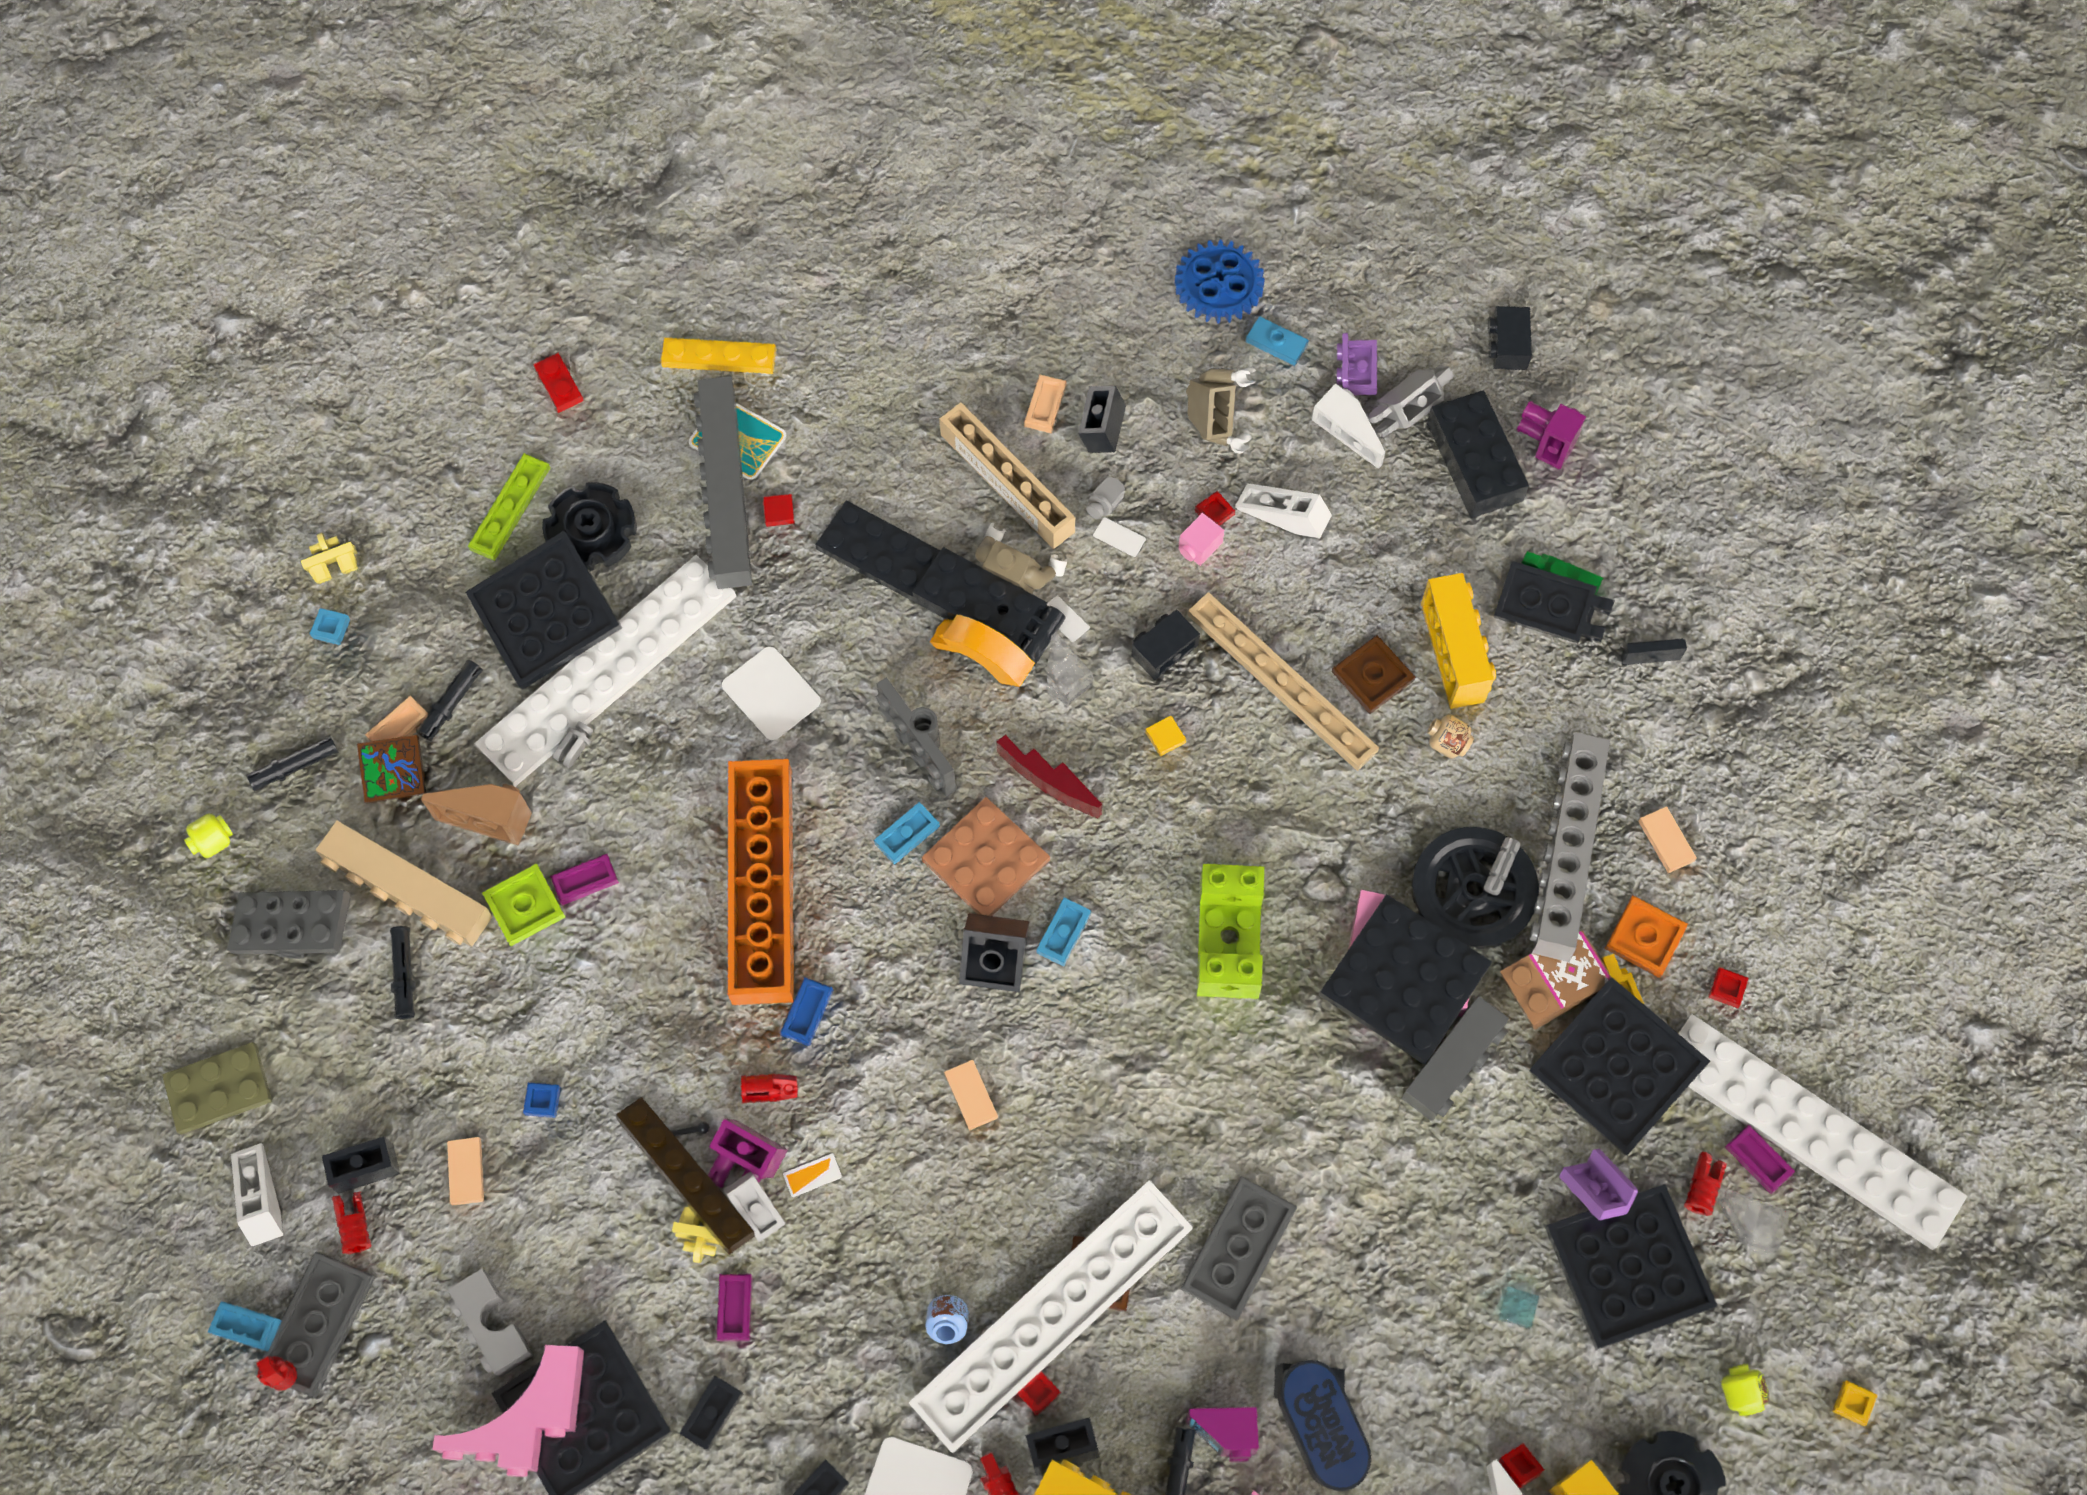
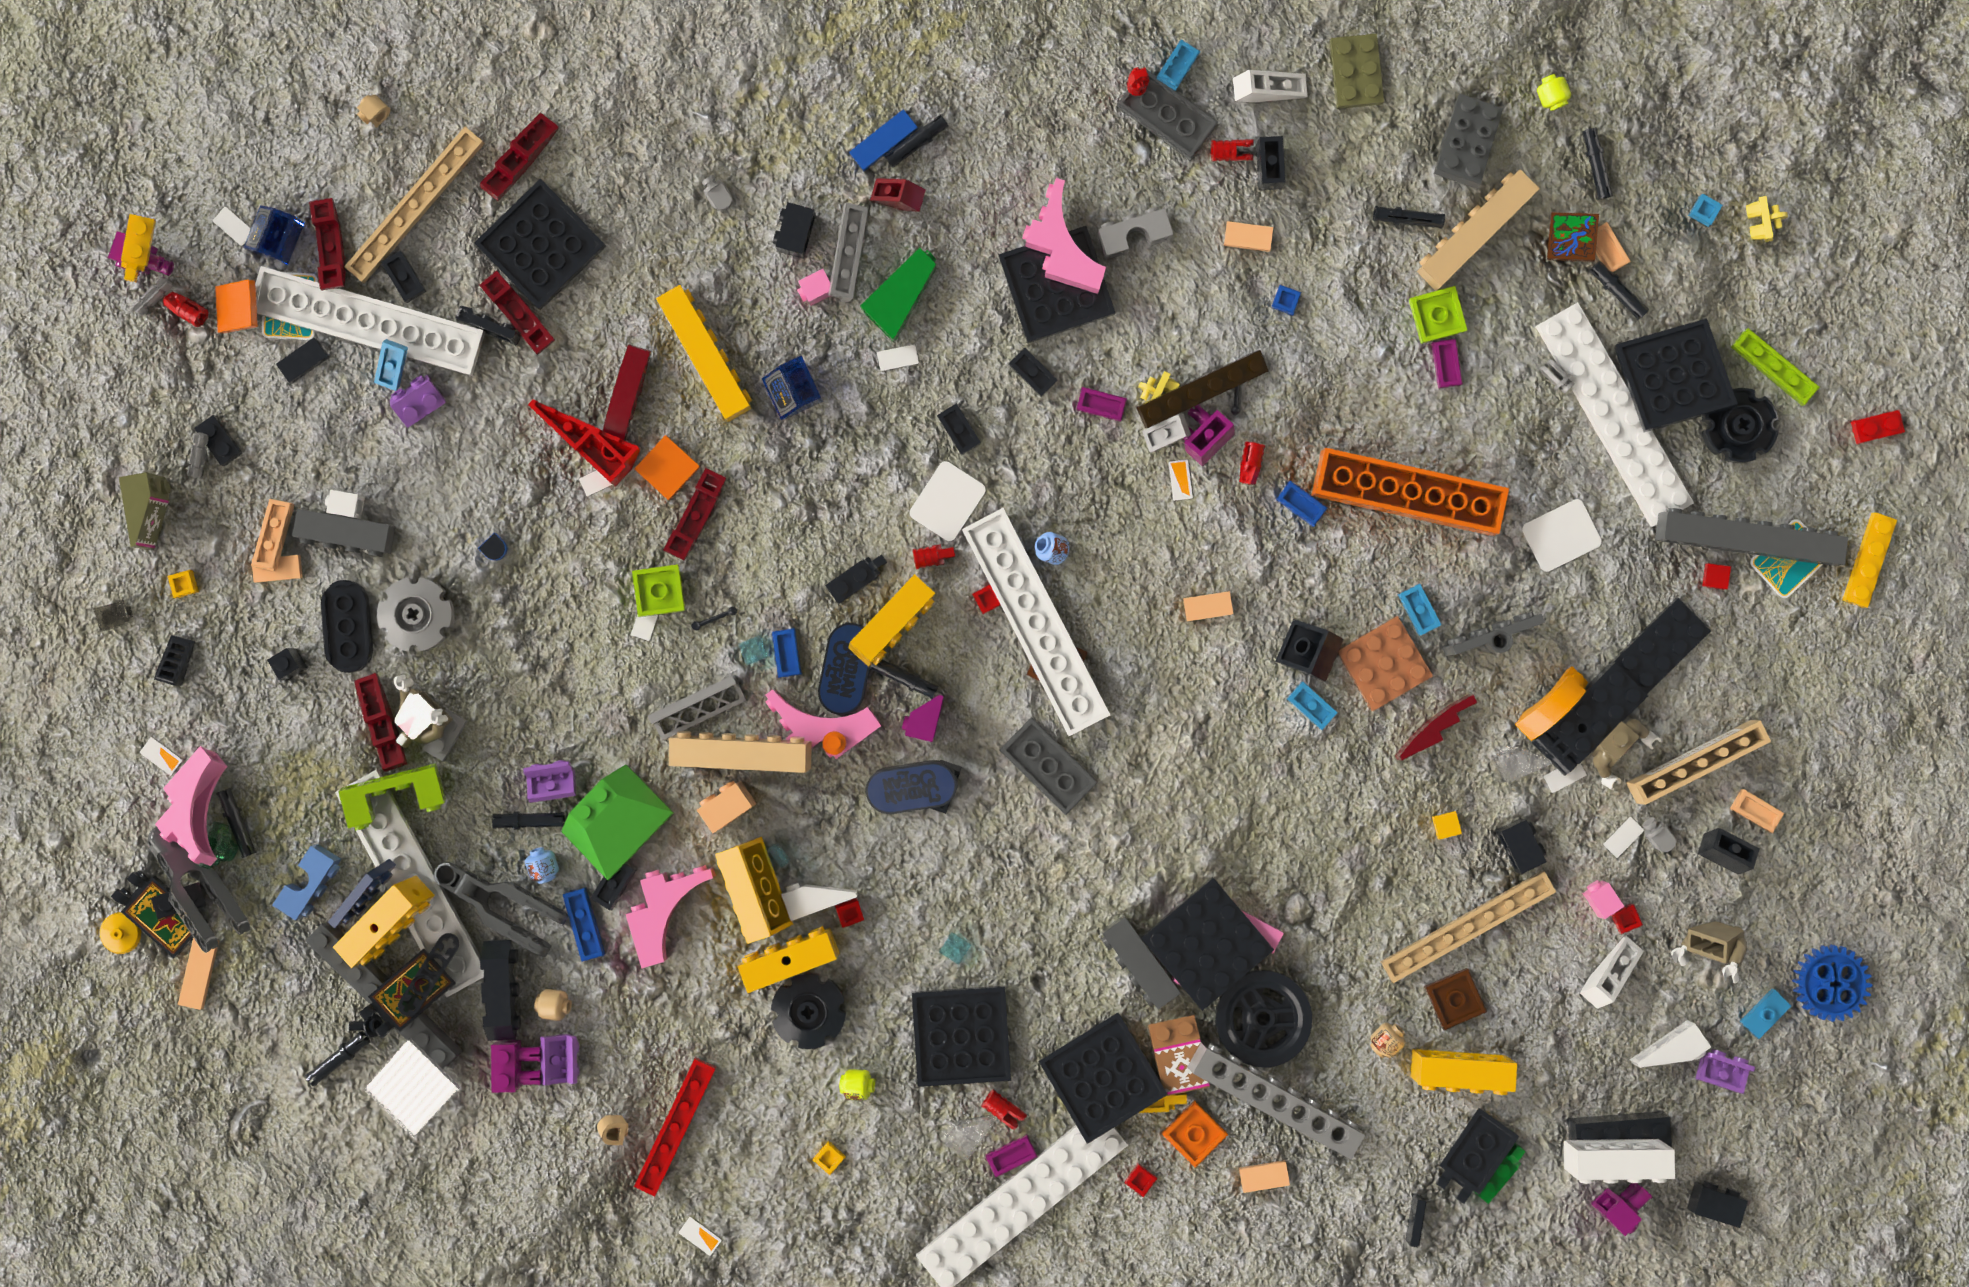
camera: 105 degrees right, 20 degrees up
(483, 810) = (1519, 300): medium nougat slope -> none
(1068, 1441) = (945, 605): black brick -> none
(1230, 901) = (1302, 832): lime plate -> none
(1410, 399) = (1681, 1103): light grey hinge -> none
(1502, 441) = (1619, 1160): none -> white brick
(1502, 866) = (1273, 1043): light grey axle -> none
(1600, 1186) = (1020, 1032): medium lavender bracket -> none

